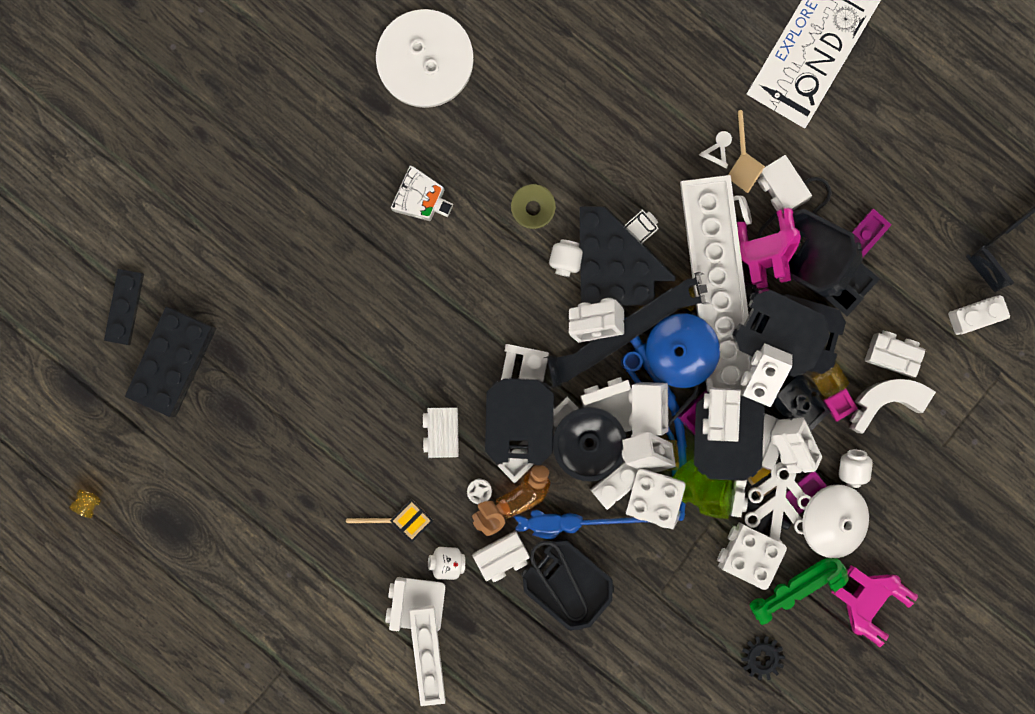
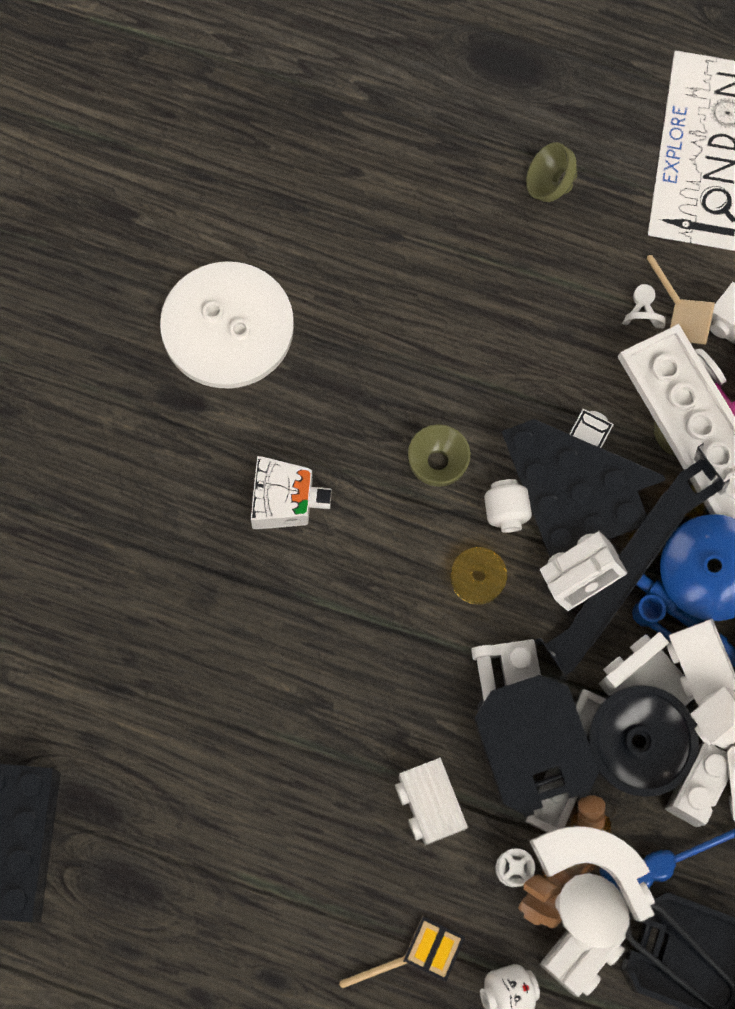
camera: 25 degrees left, 15 degrees down
(514, 535) = (593, 911): none -> white dish
(524, 495) = (577, 845): none -> white arch
(525, 286) = (478, 560): none -> clear yellow piece
(690, 23) = (546, 170): none -> olive piece

